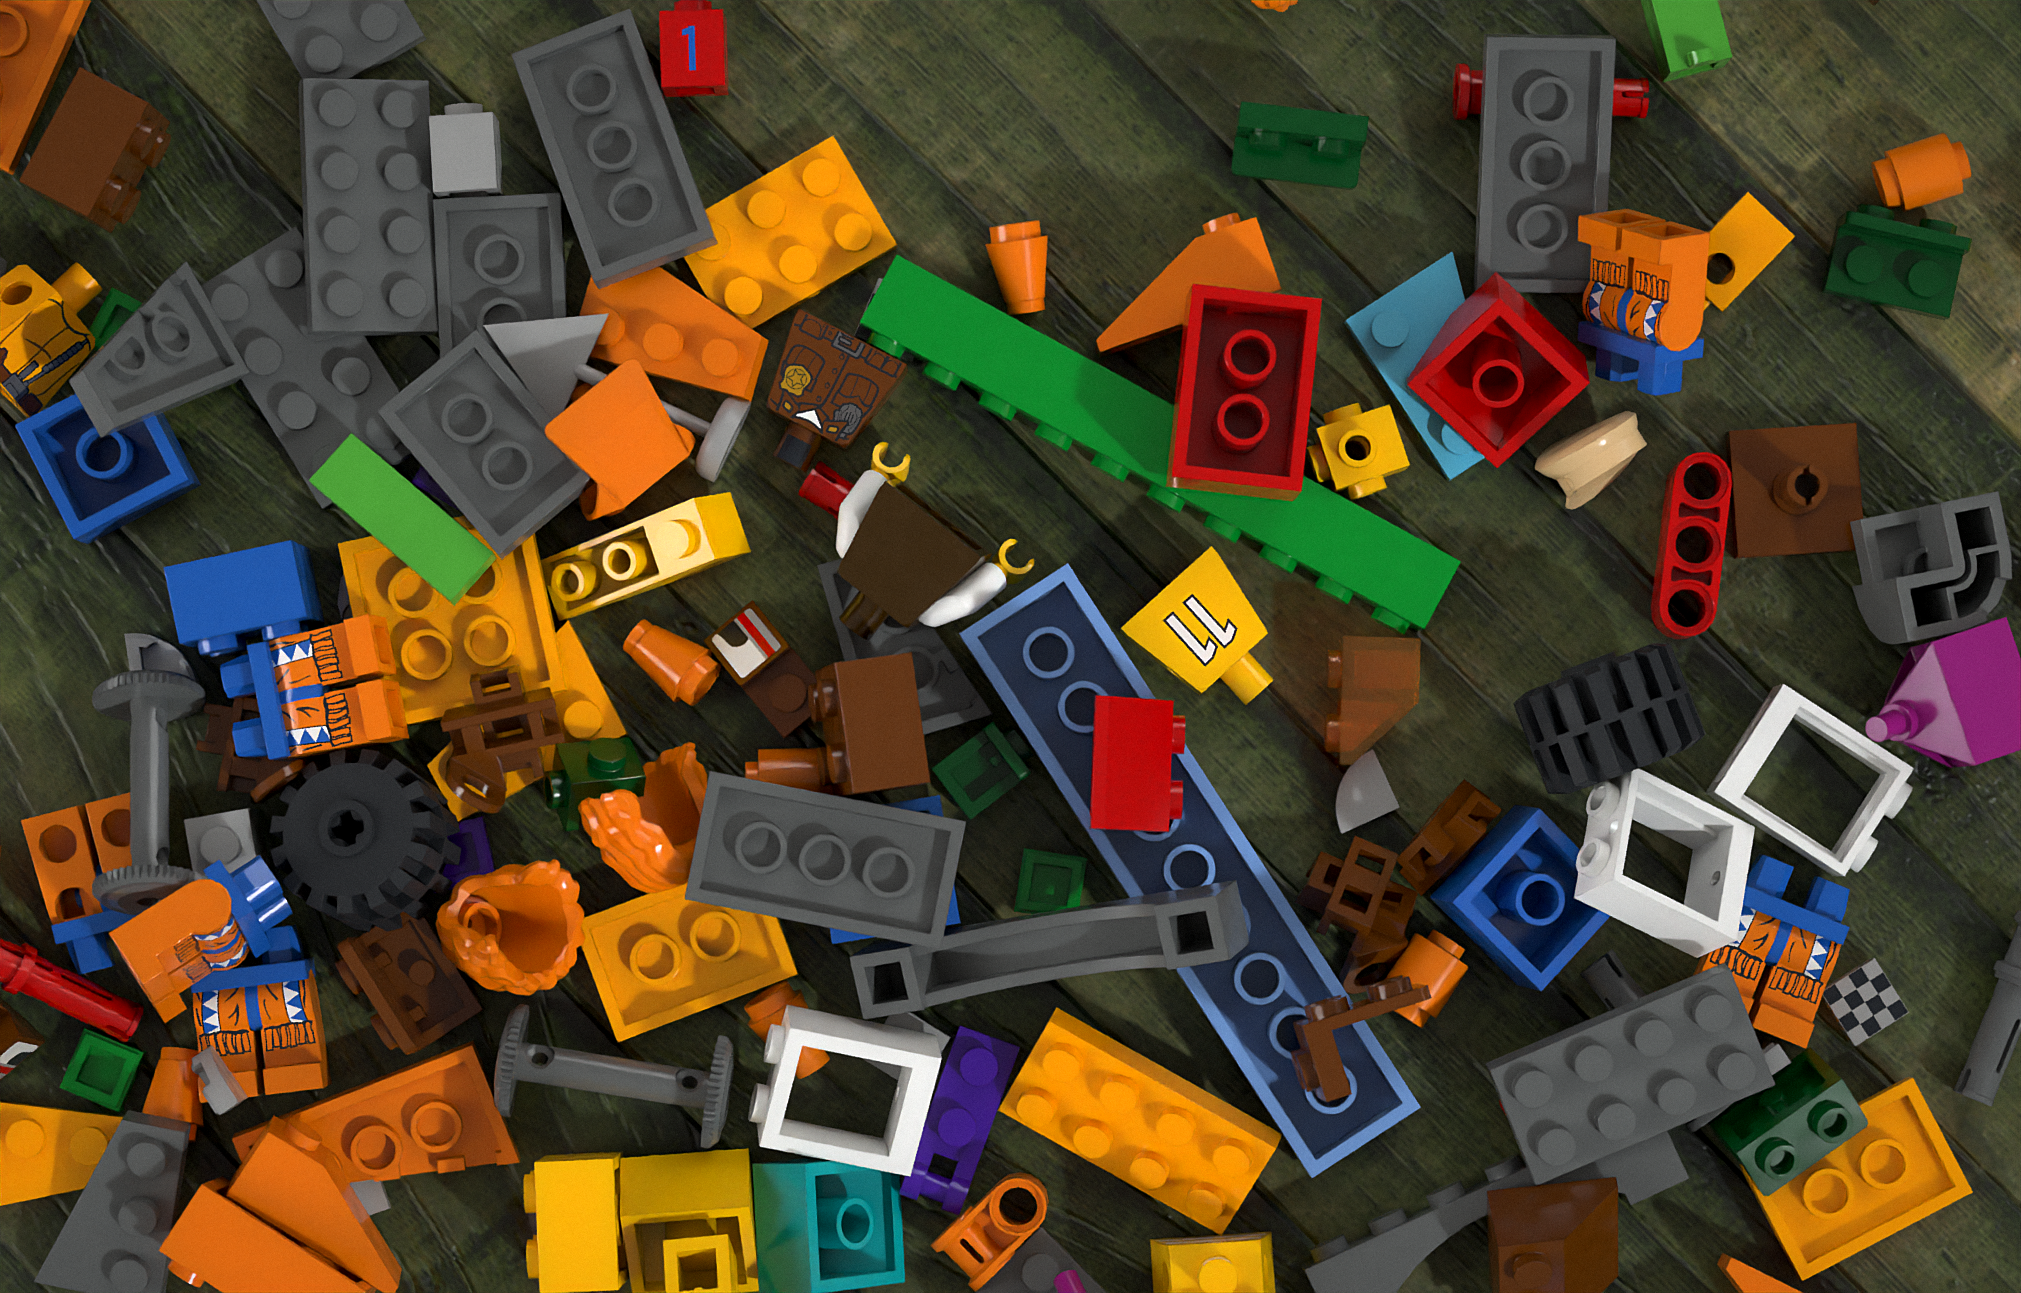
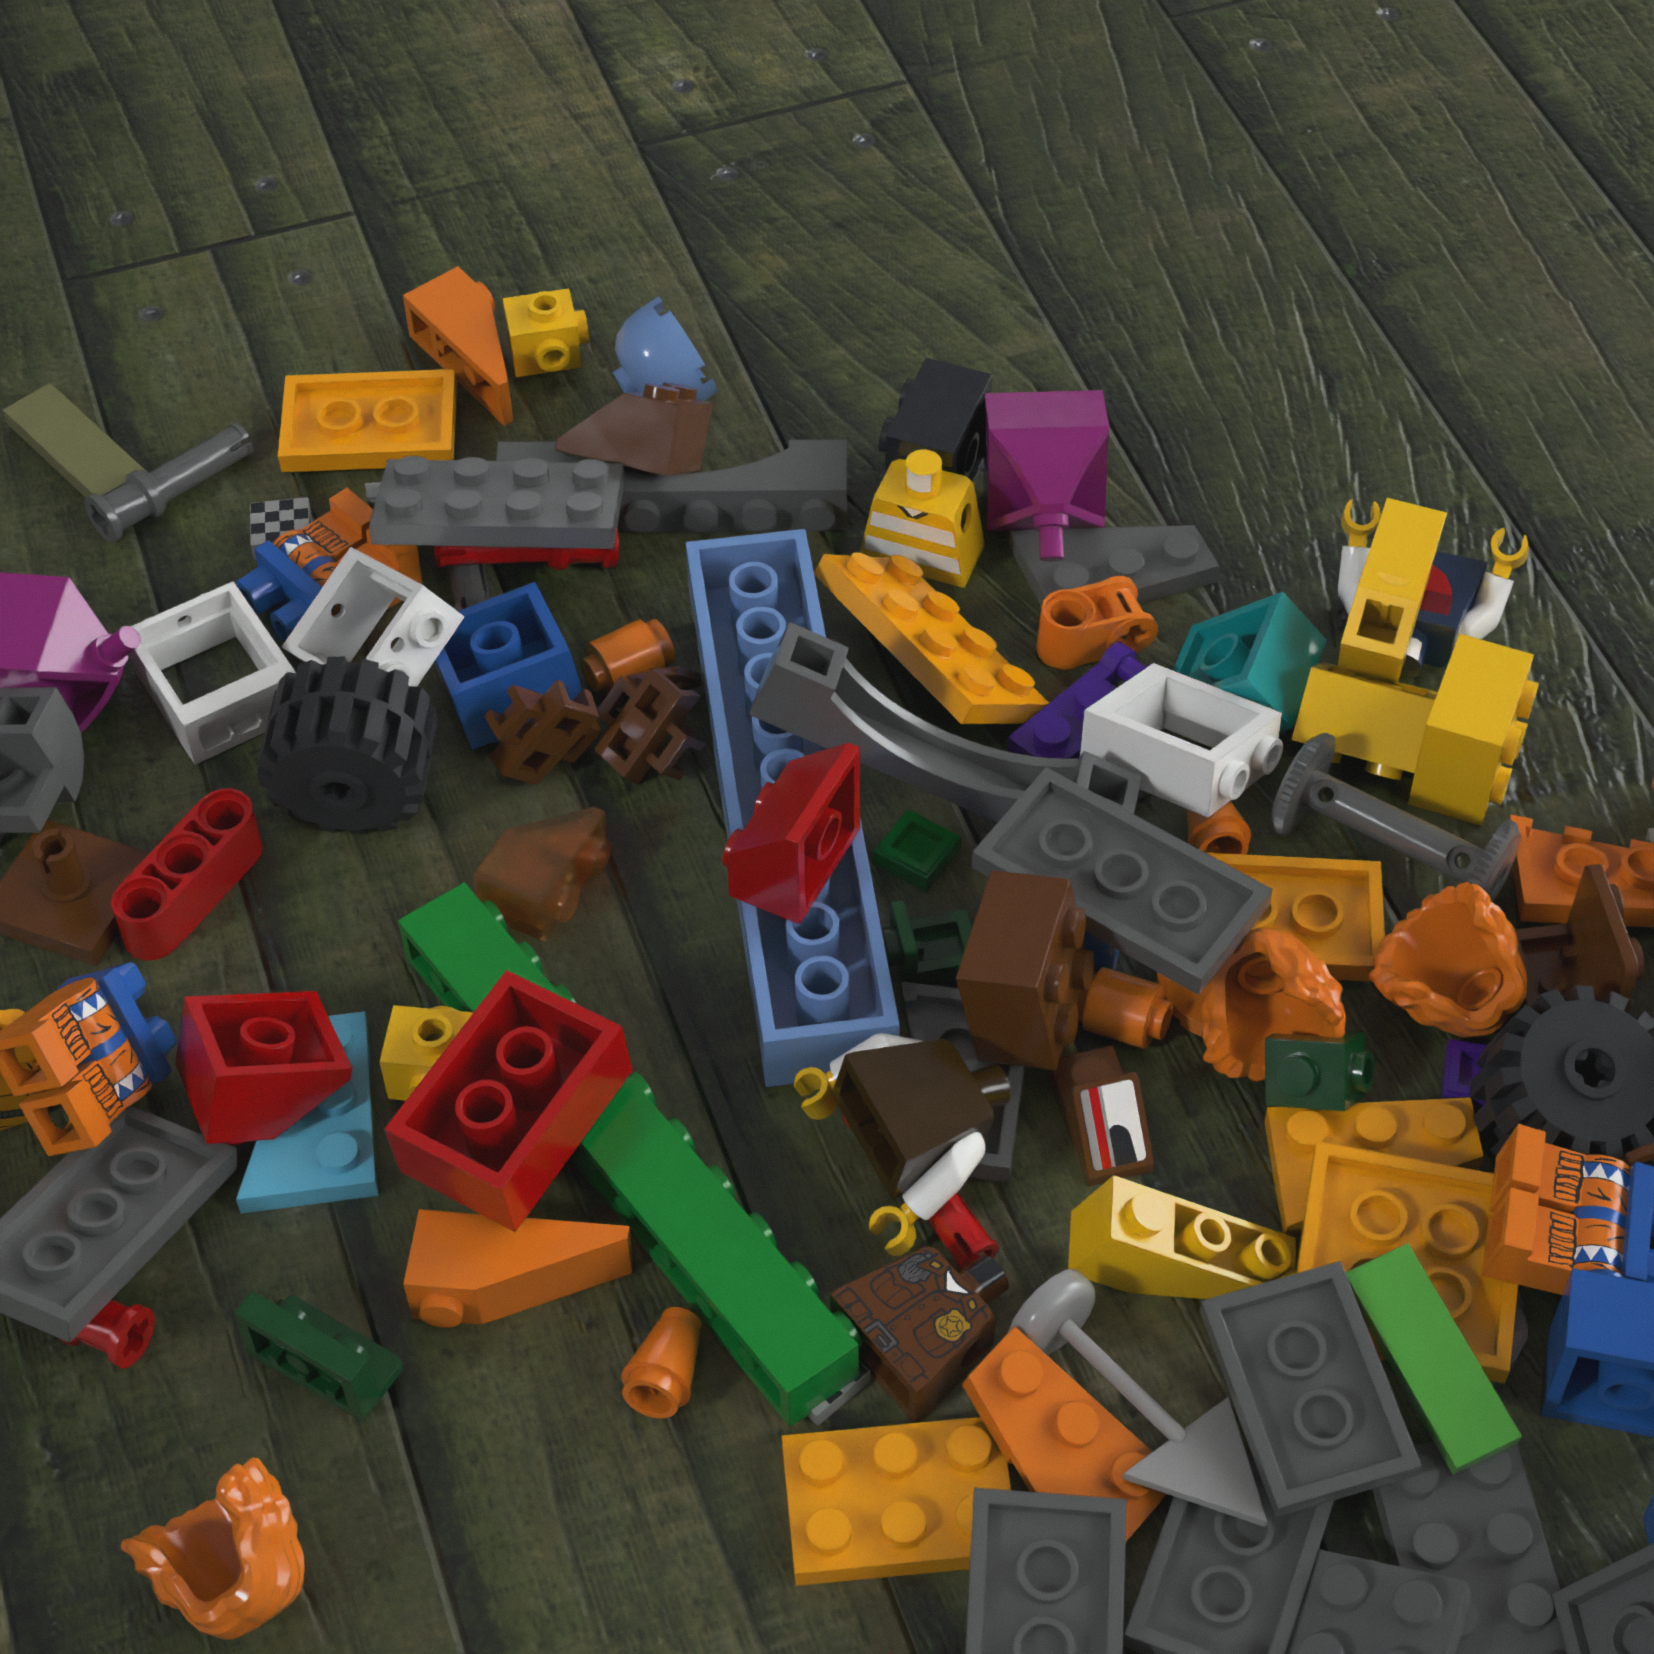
camera: 155 degrees left, 35 degrees down
(487, 760) = (1411, 1120): reddish brown piece -> none
(619, 438) = (1167, 1340): orange piece -> none
(673, 663) = (1194, 1148): orange cone -> none
(1203, 630) = (670, 979): yellow torso -> none
(1318, 1060) = (707, 577): reddish brown bracket -> none
(1363, 794) = (614, 799): light grey tile -> none
(1592, 457) = (221, 957): tan piece -> none
(1790, 1123) = (364, 448): dark green bracket -> none

